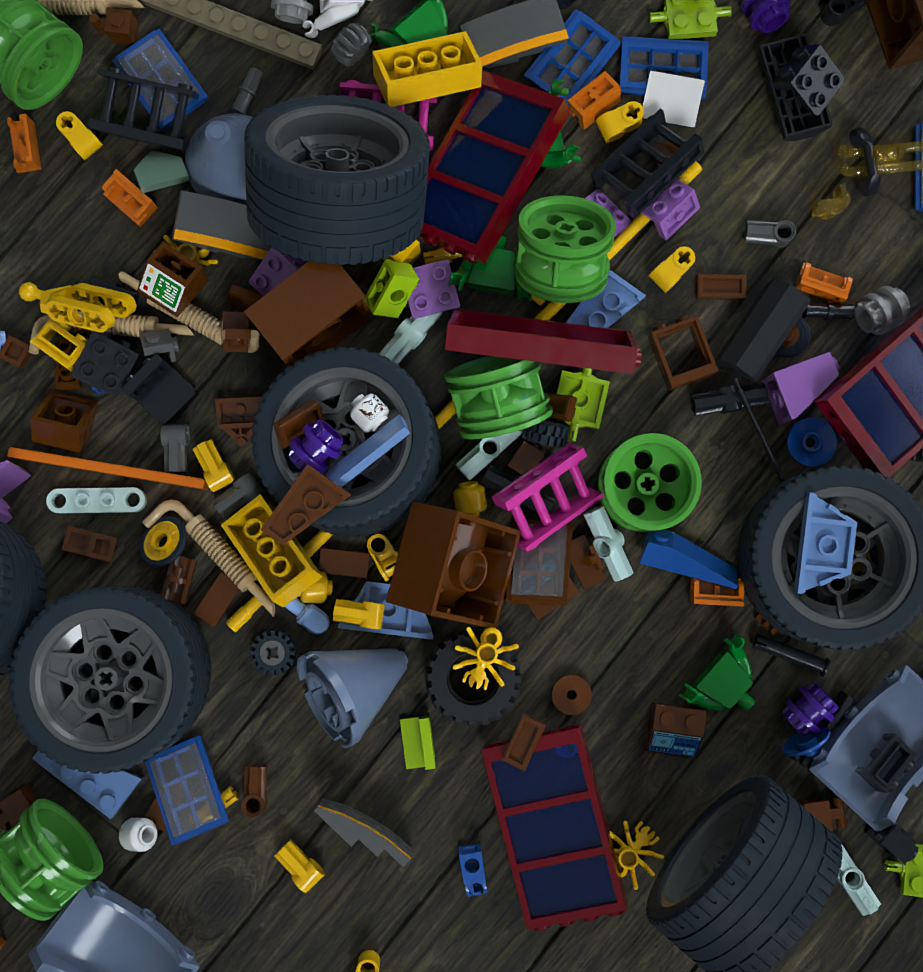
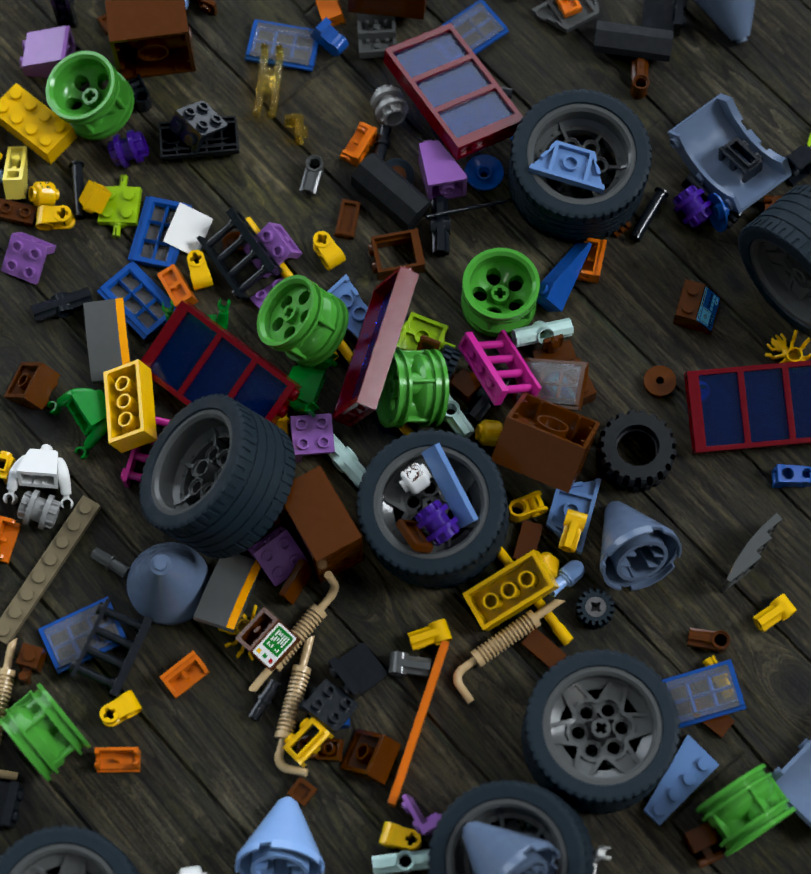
camera: 80 degrees left, 15 degrees down
(71, 299) = (262, 739): yellow piece -> none
(89, 543) = (480, 751): reddish brown slope -> none
(96, 500) = (443, 740): light aqua plate -> none
(138, 834) = (734, 739): white head -> none
(159, 342) = (318, 662): dark grey bracket -> none
(160, 171) = (167, 641): sand green slope -> none
(176, 540) = (500, 681): wheel -> none
(179, 580) = (521, 675): reddish brown hips -> none
(234, 332) = (322, 594): reddish brown brick -> none
(237, 416) = (390, 608): reddish brown slope -> none
(241, 493) = (456, 614): dark grey piece -> none
(303, 504) = (479, 530): reddish brown wing -> none
(351, 44) = (91, 468): dark grey gear -> none
(391, 288) = (310, 456): lime brick -> none
(418, 742) = (684, 504): lime panel -> none
(486, 655) = (618, 427): yellow animal -> none
(524, 742) = (693, 415): reddish brown tile -> none
(723, 680) = (661, 264): green torso -> none
(862, 138) = (250, 97): black bar -> none

